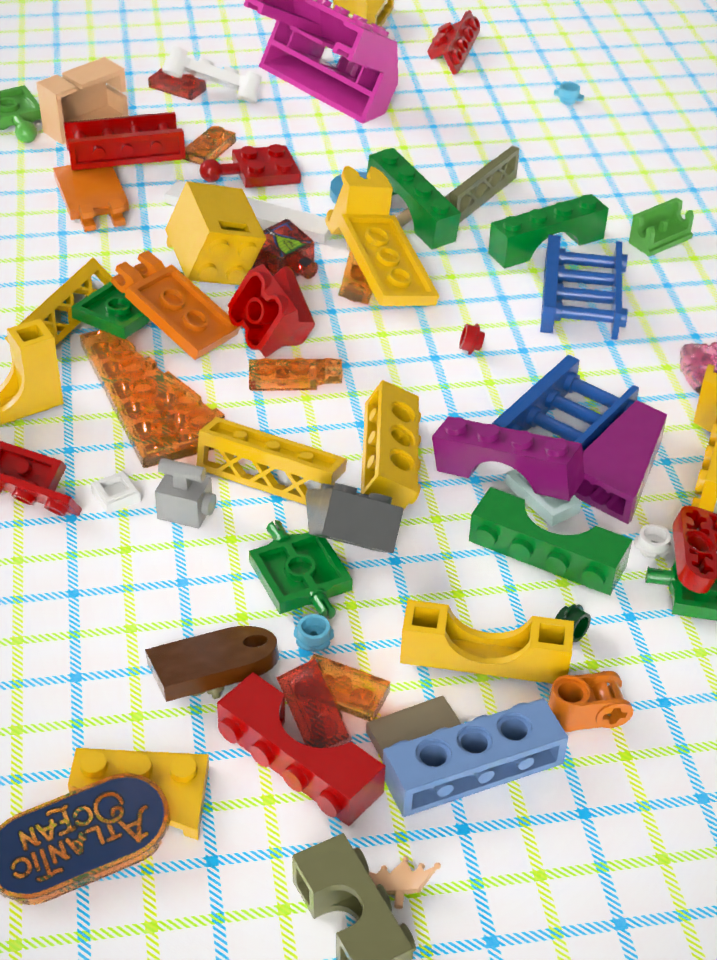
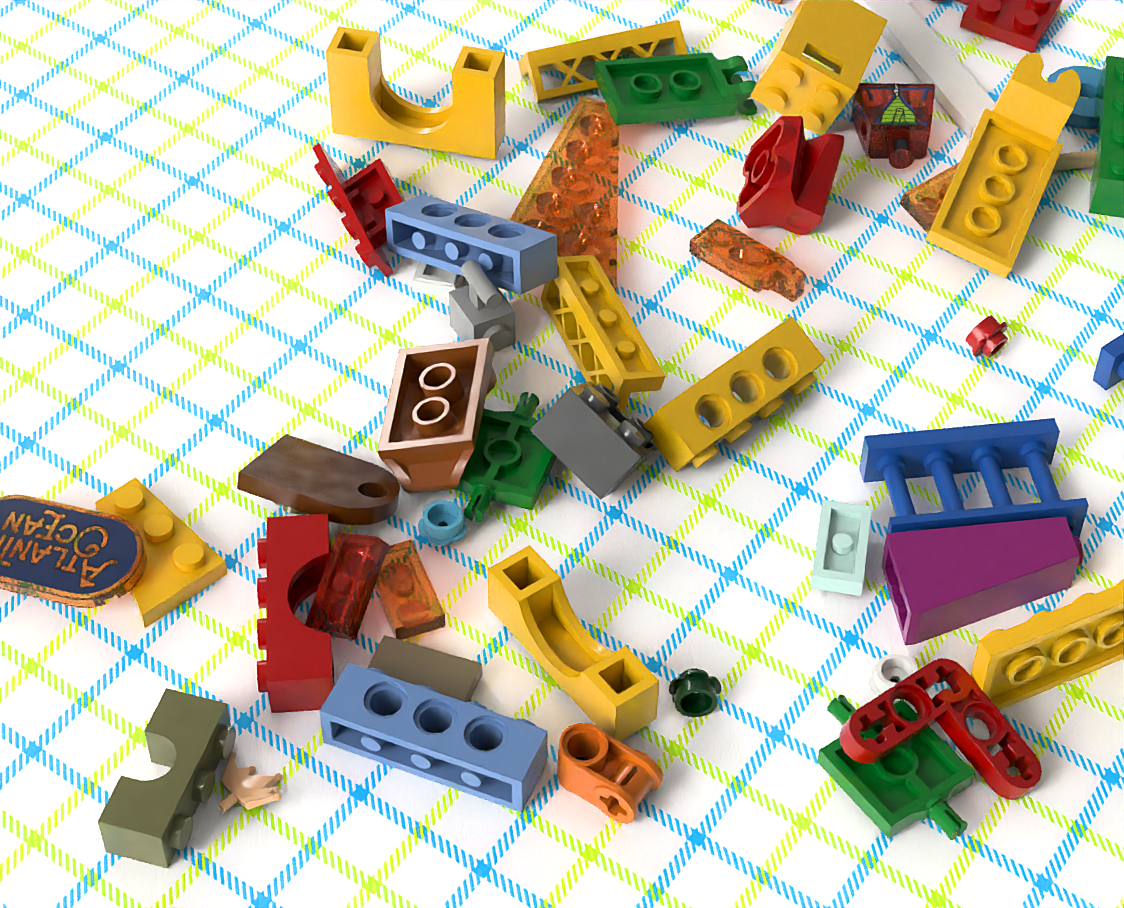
camera: 45 degrees right, 5 degrees up
(133, 452) = (451, 234): none -> medium blue brick
(174, 305) = (699, 118): orange tile -> none
(239, 566) = (435, 412): none -> dark orange slope
(548, 463) = (852, 508): magenta arch -> none
(588, 558) = (797, 644): green arch -> none

